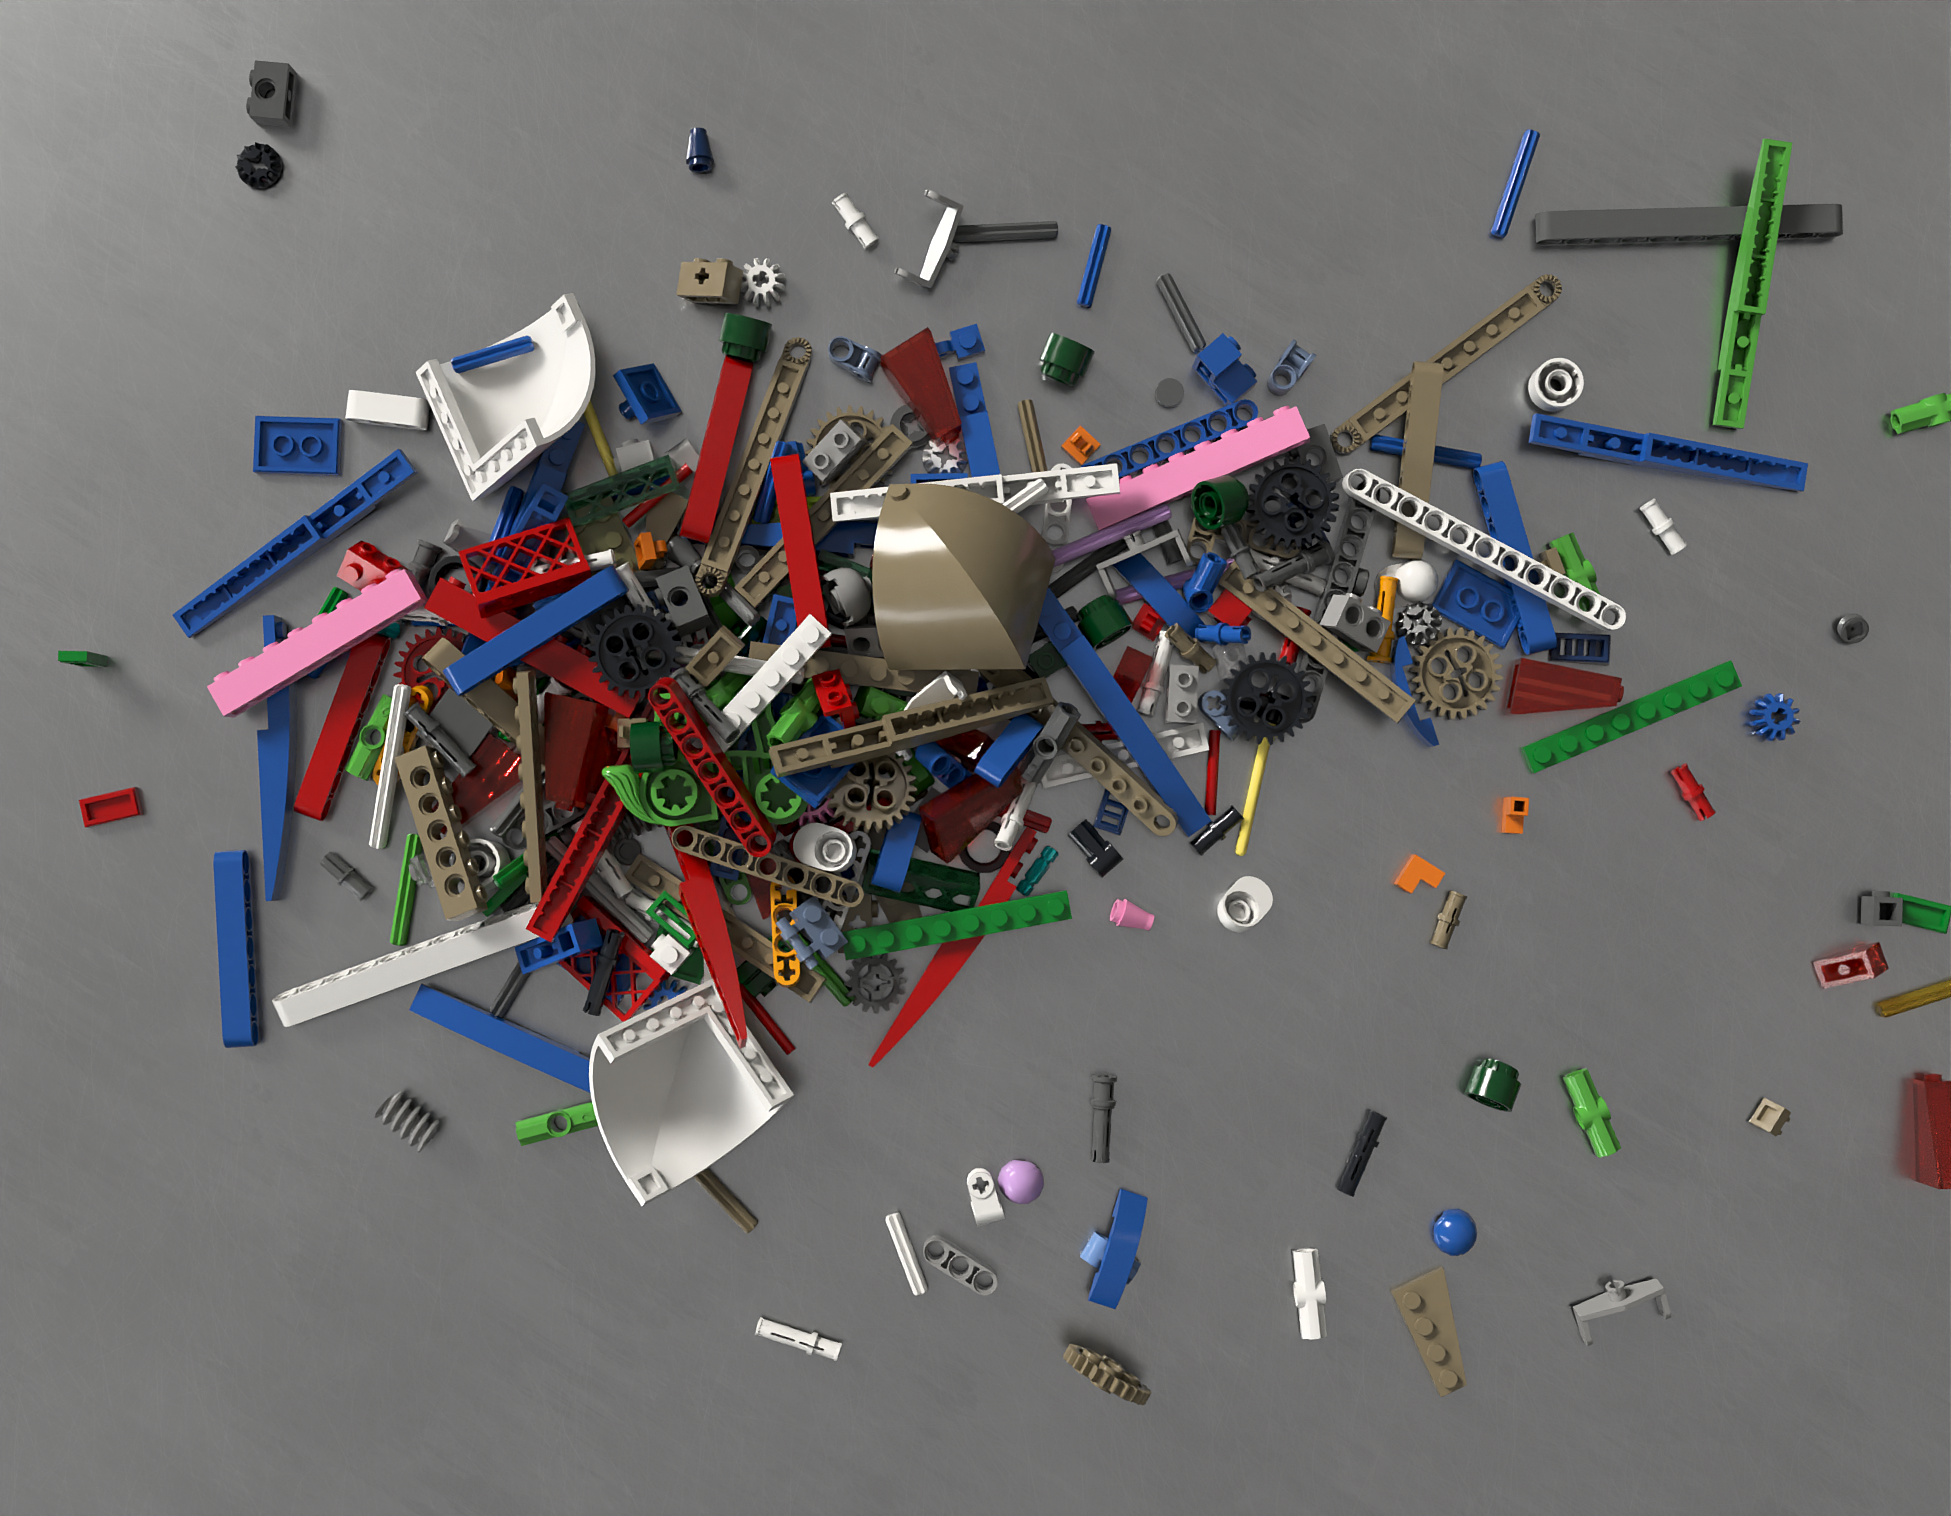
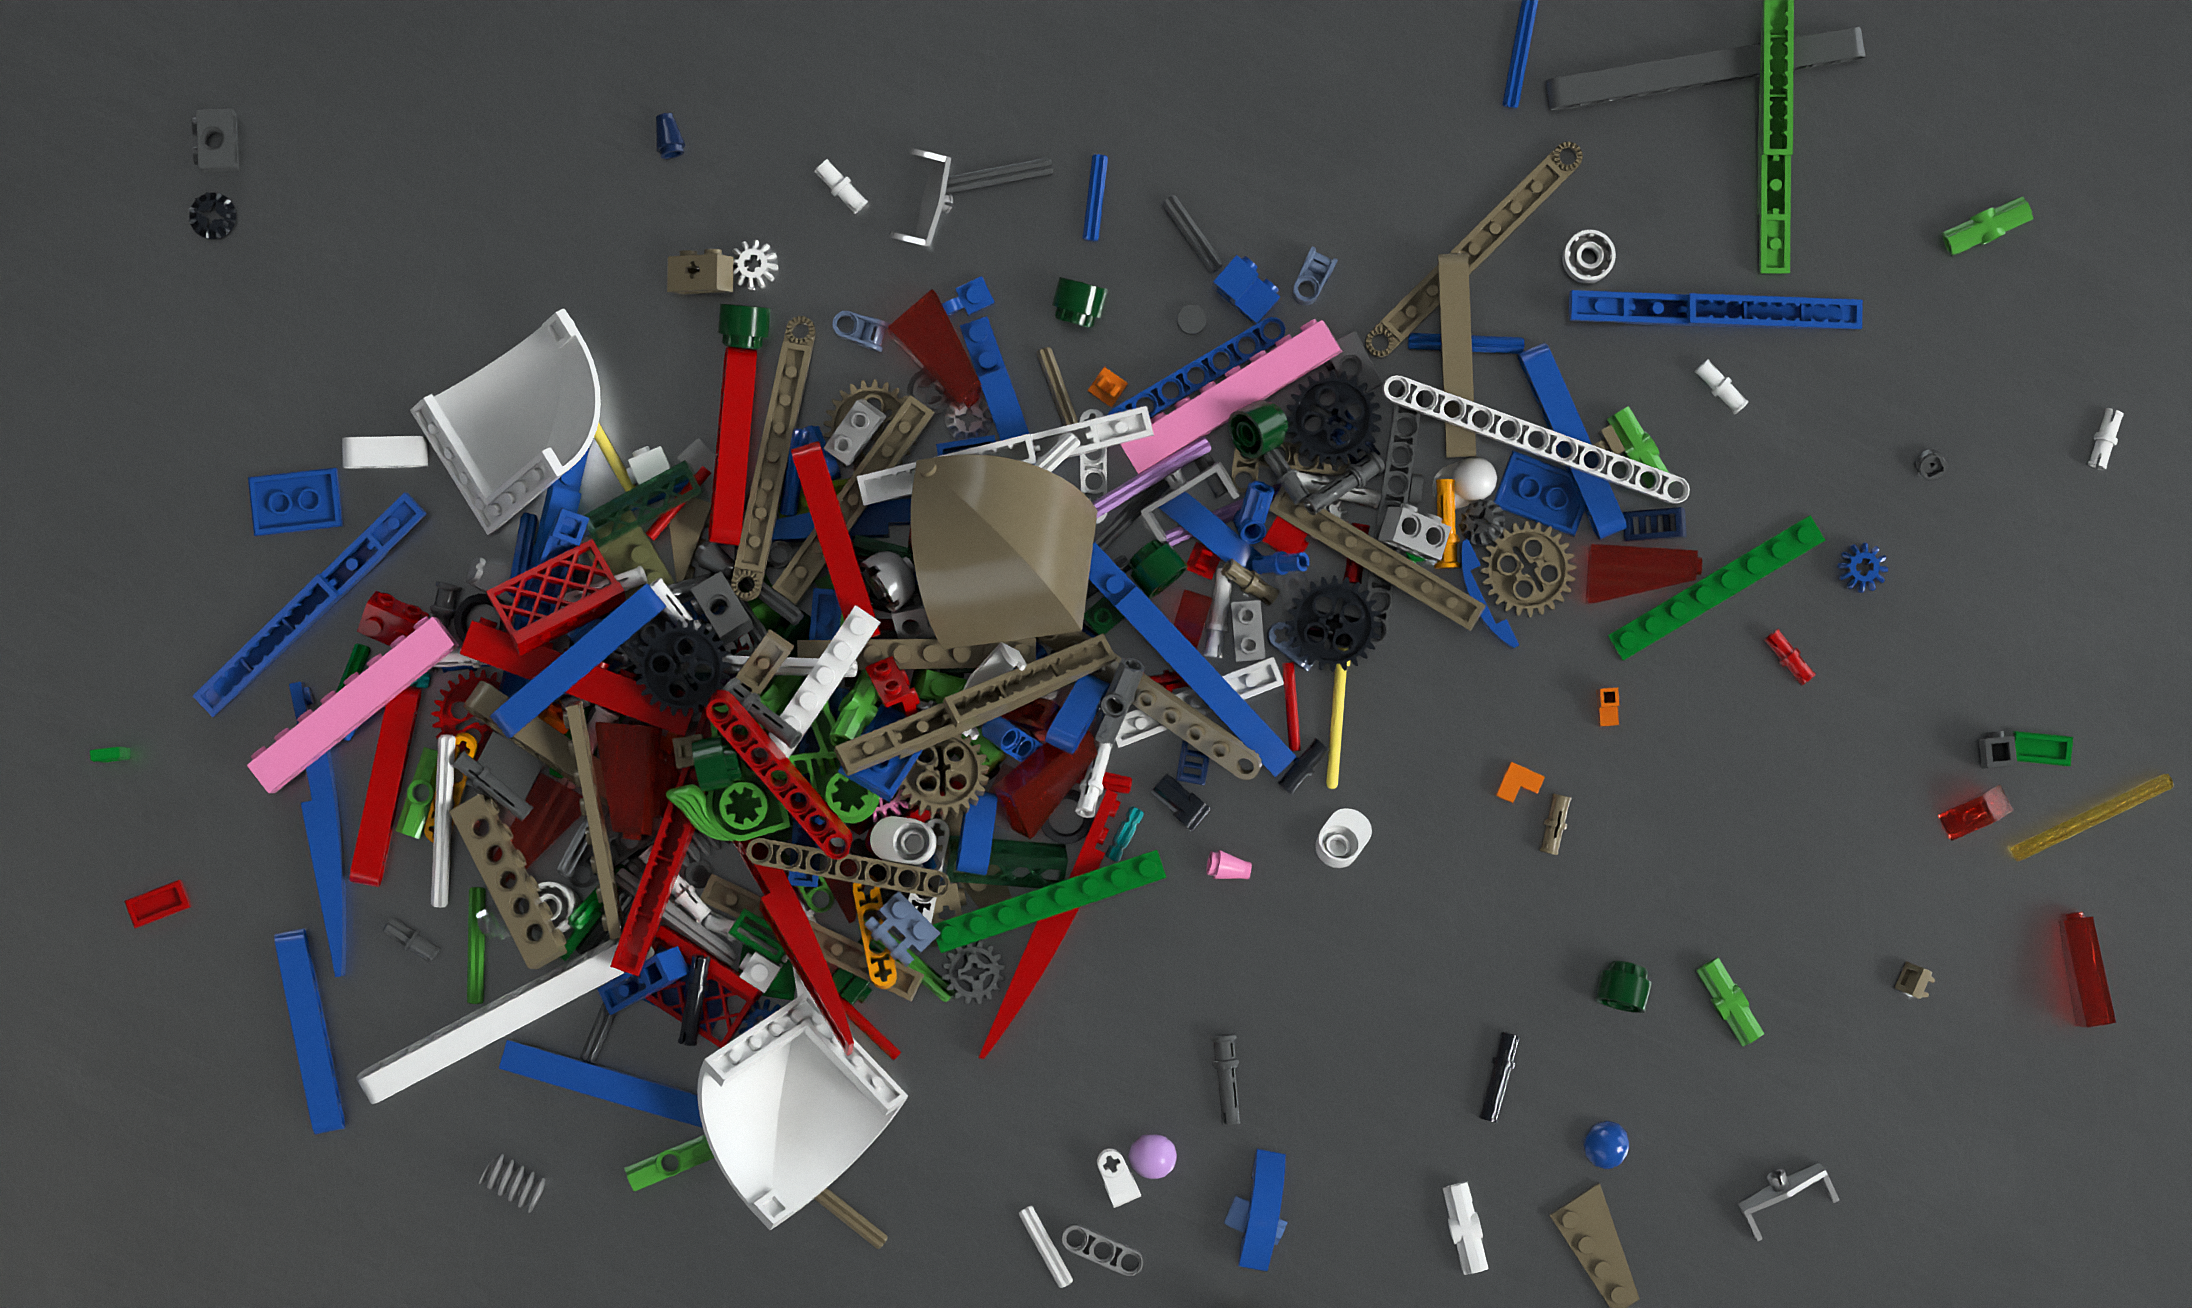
camera: 10 degrees left, 0 degrees up
(492, 354) = (486, 379): blue axle -> none
(645, 394) = (650, 399): blue tile -> none
(648, 551) = (677, 562): orange tile -> none

